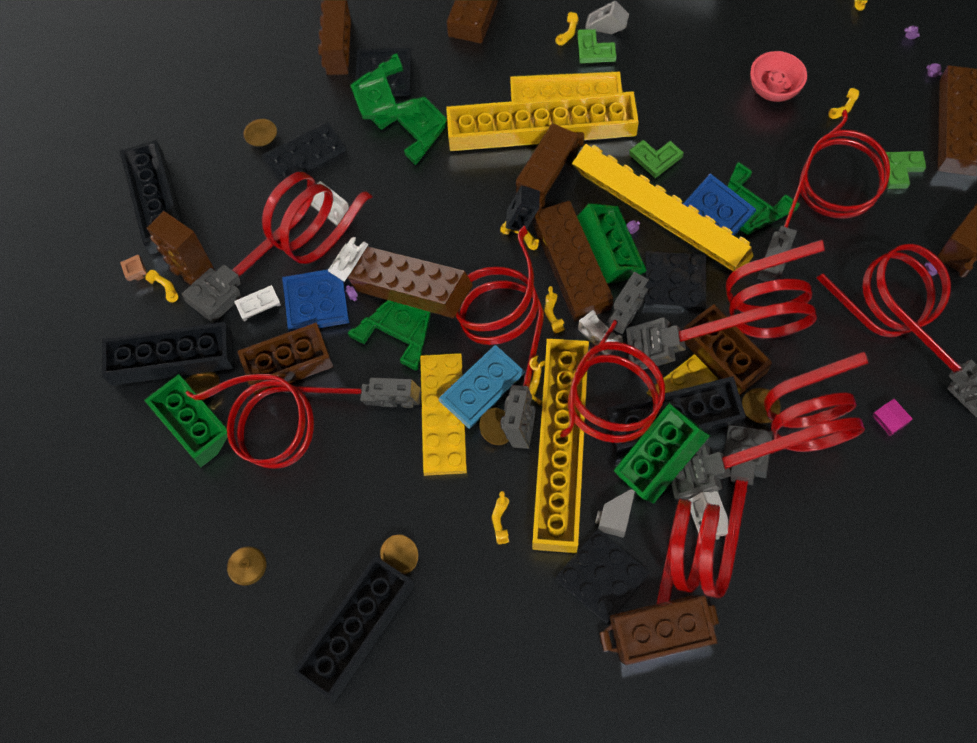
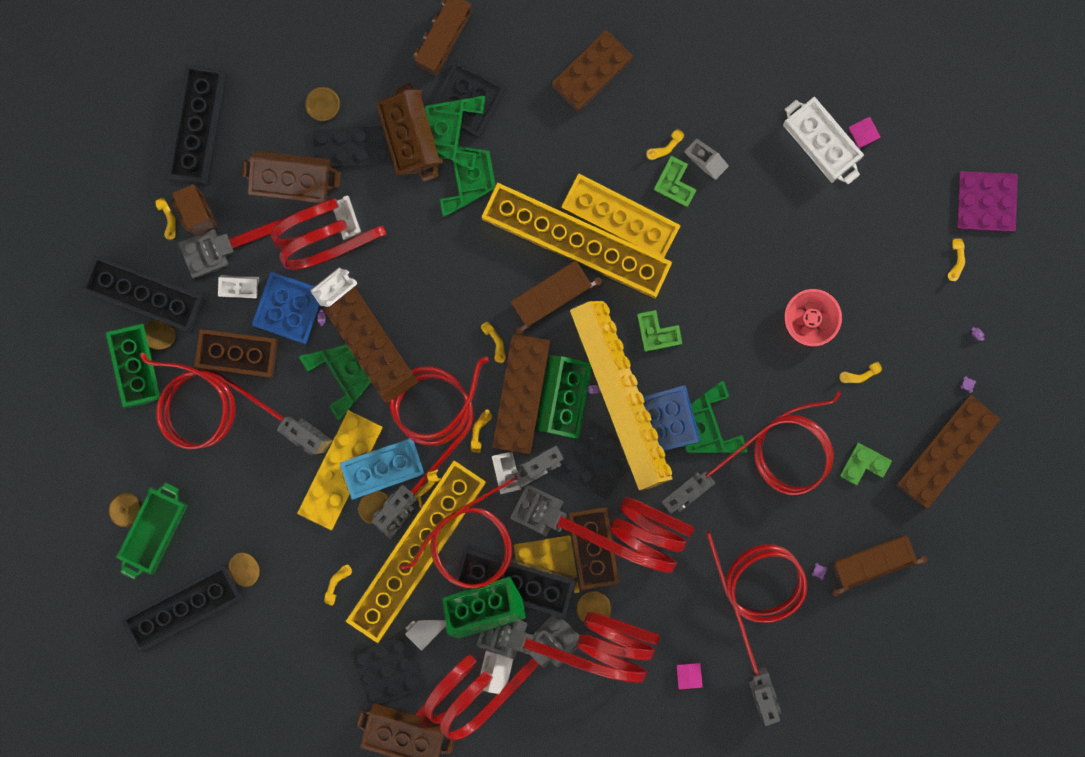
camera: 30 degrees right, 20 degrees up
(134, 268) = (149, 191): nougat tile -> none
(248, 192) = (289, 176): none -> reddish brown container
(283, 566) = (151, 531): none -> green container
(349, 111) = (409, 133): none -> reddish brown container
(522, 208) = (504, 327): black brick -> none

